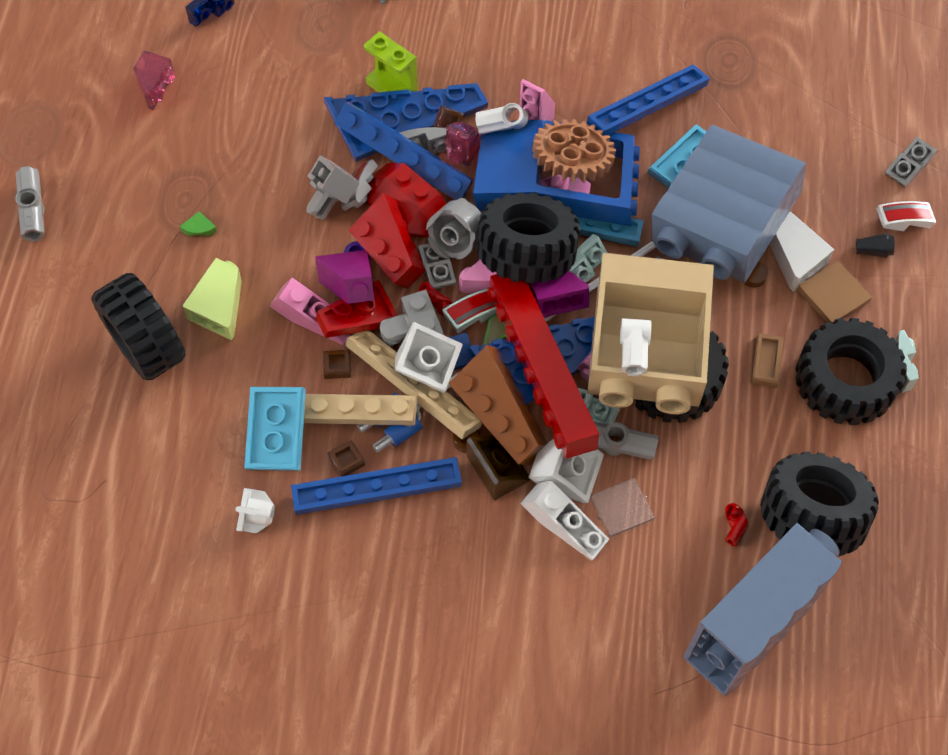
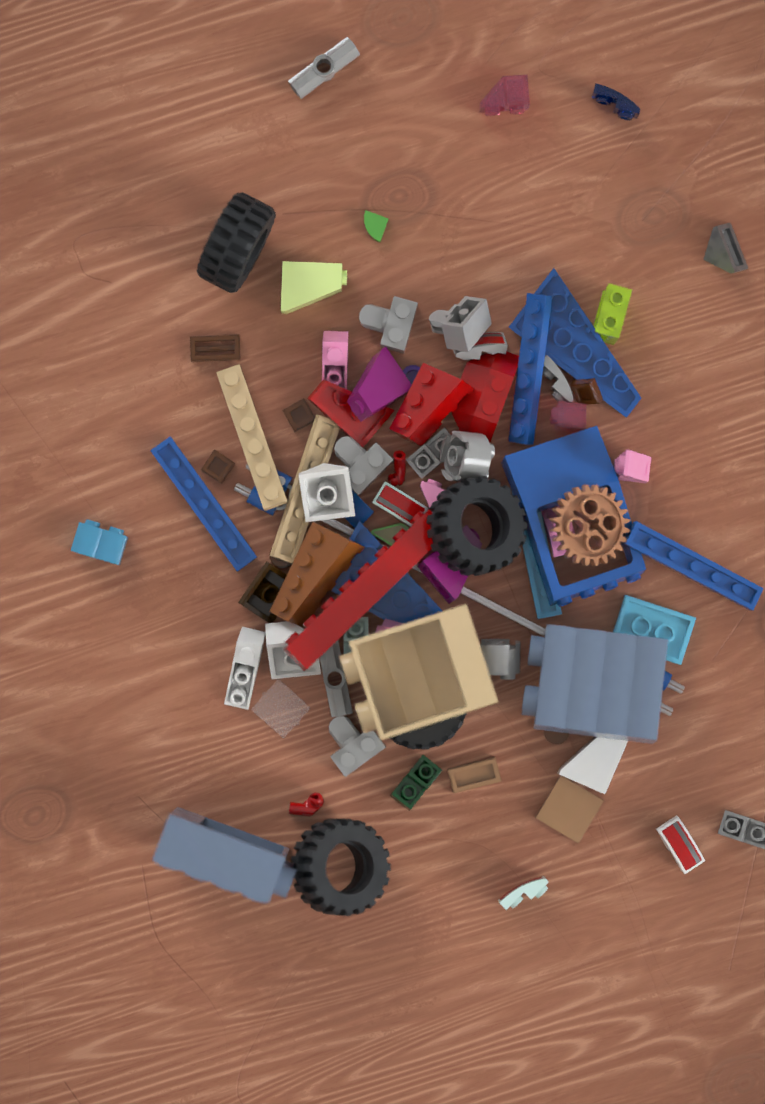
camera: 65 degrees right, 25 degrees up
(219, 429) = (236, 348): none -> reddish brown tile
(255, 511) = (136, 419): white piece -> none
(275, 428) = (211, 398): medium azure tile -> none
(296, 243) = (392, 322): none -> light grey brick
(362, 605) = (99, 543): none -> dark azure brick
(499, 119) = (595, 443): white piece -> none
(588, 257) = (500, 580): light aqua slope -> none
(635, 339) = (387, 667): white piece -> none
(693, 448) = (354, 747): none -> light grey brick
(752, 413) = (416, 782): none -> dark green slope
(859, 342) = (487, 884): black tyre -> none
(877, 245) = (635, 829): black cone -> none

